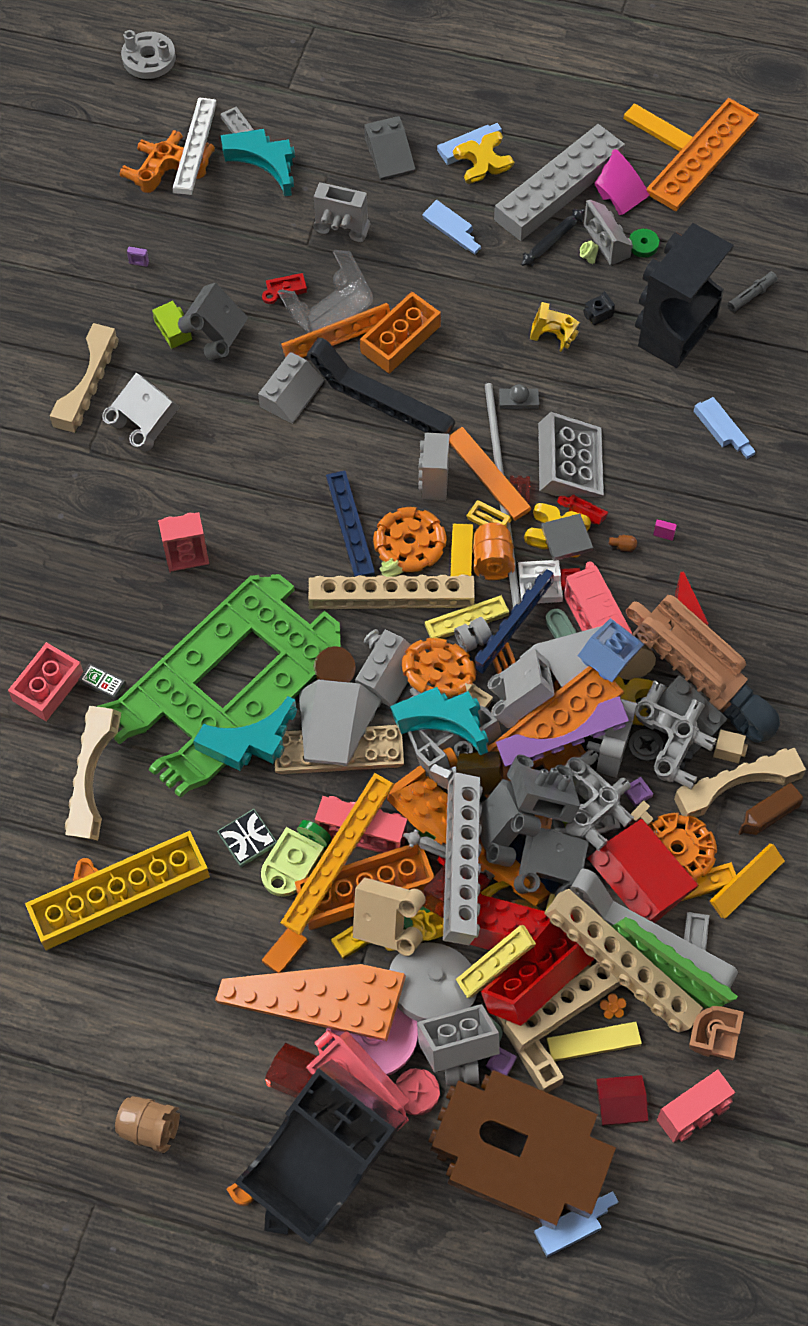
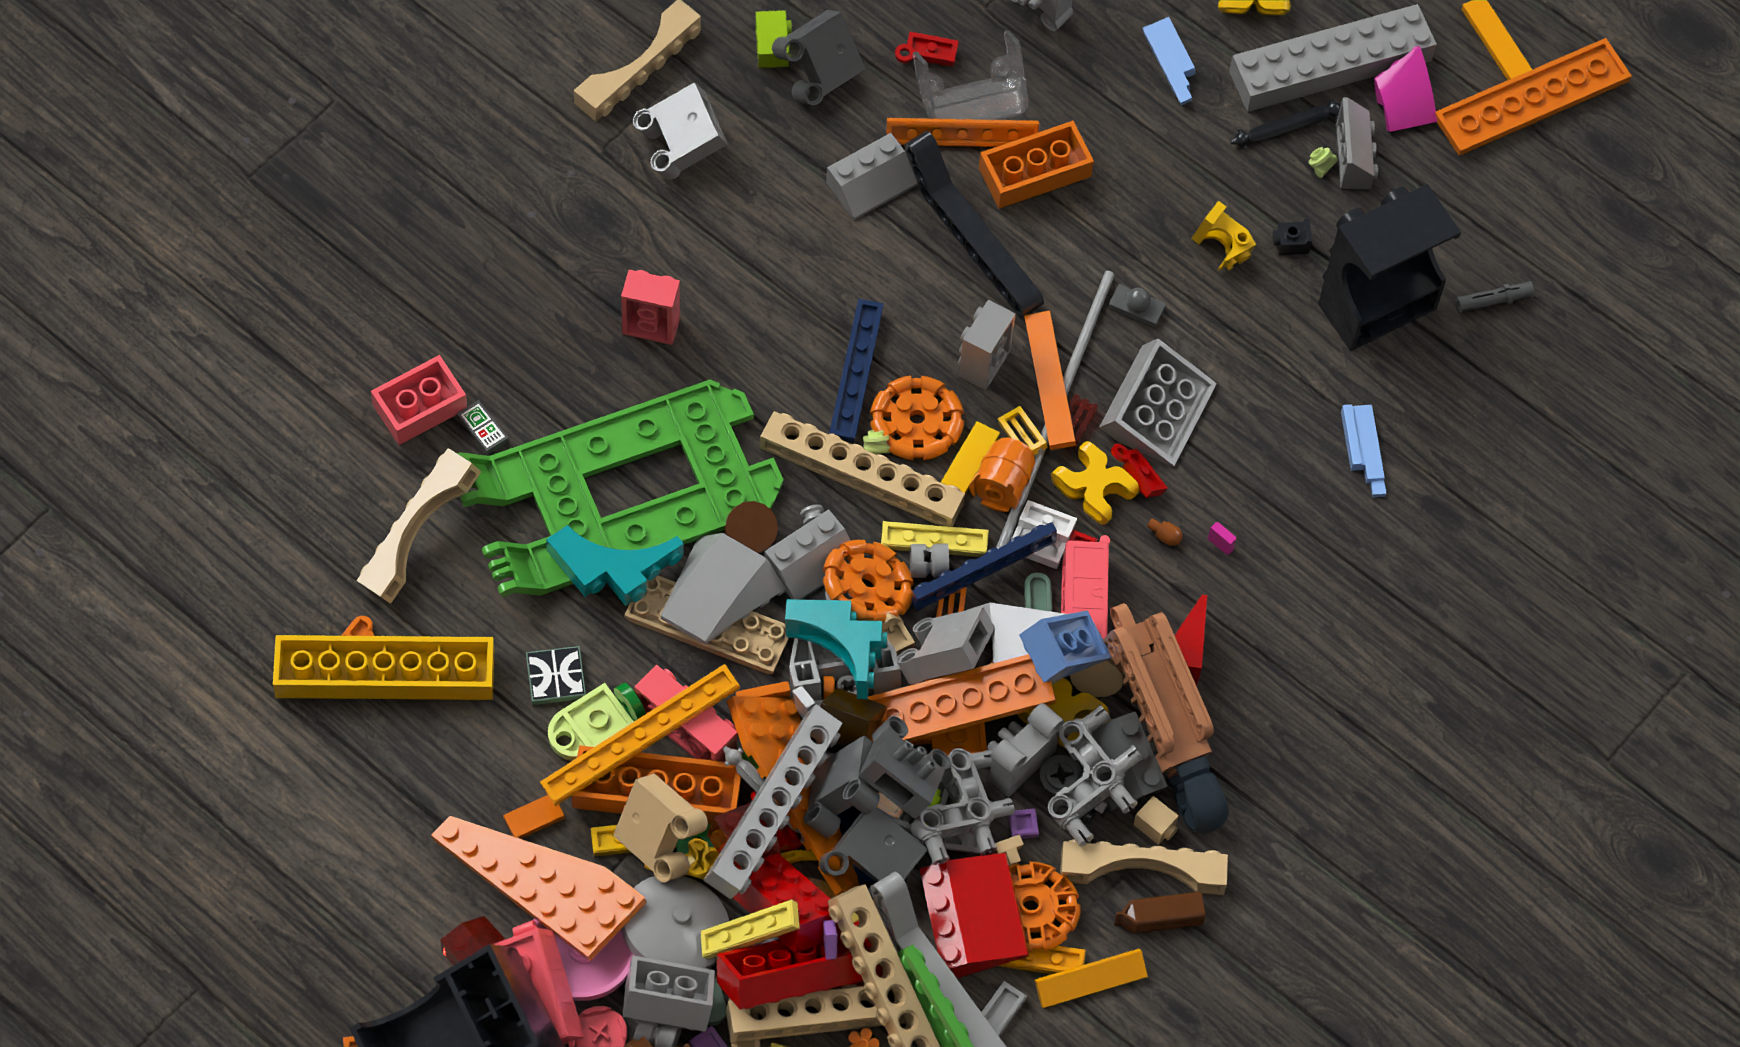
camera: 20 degrees right, 0 degrees up
(147, 1123) = (293, 929): medium nougat piece -> none
(559, 941) = (830, 939): none -> medium lavender tile
(566, 537) = (1097, 495): dark grey tile -> none
(606, 715) = (1016, 716): medium lavender arch -> none
(646, 236) = (1396, 168): green piece -> none

